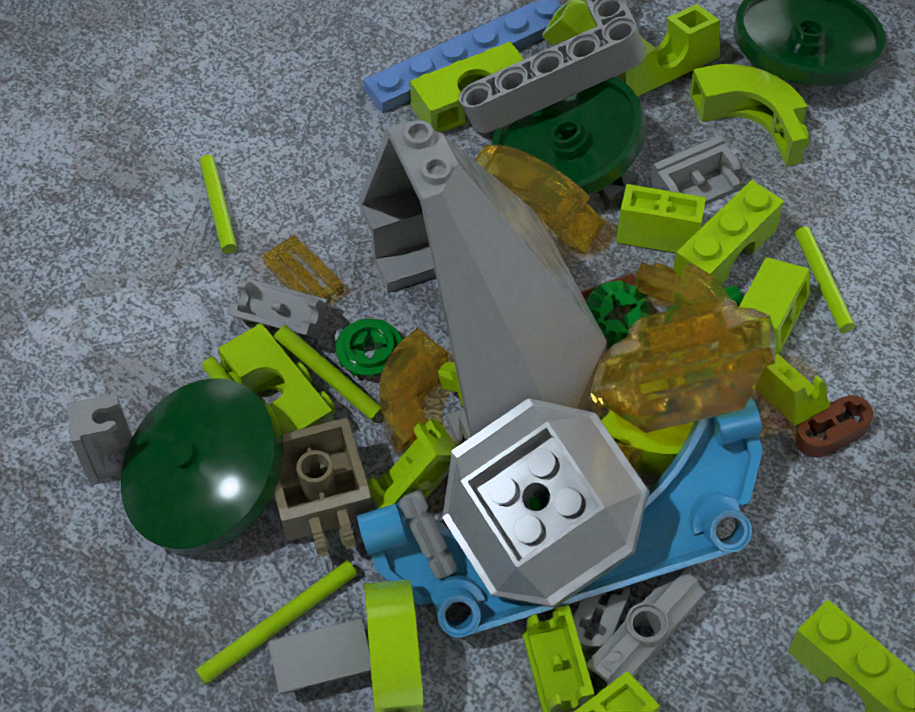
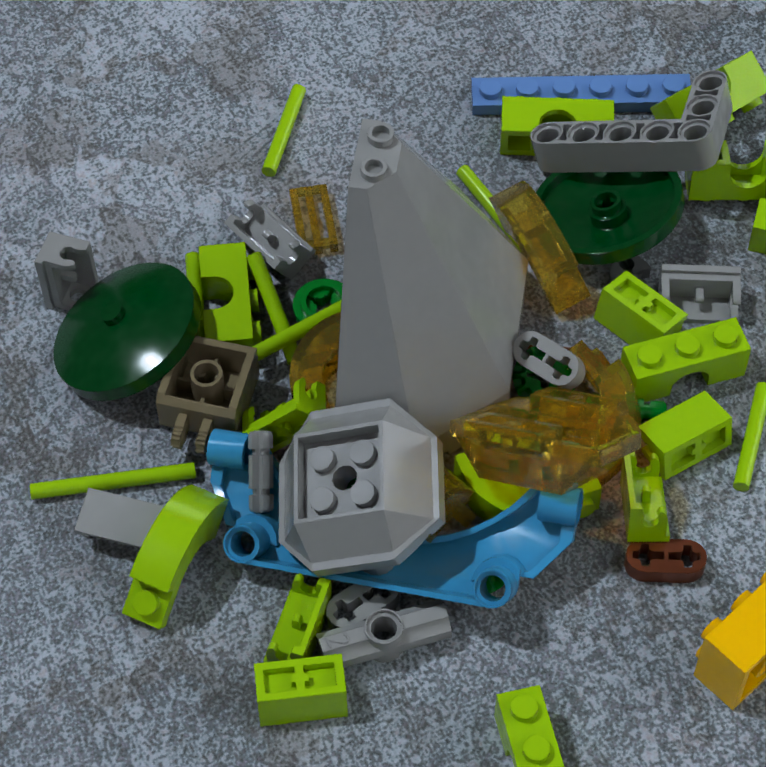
camera: 30 degrees right, 0 degrees up
(371, 375) = (294, 332): none -> lime bar
(624, 284) = (553, 353): none -> light grey beam

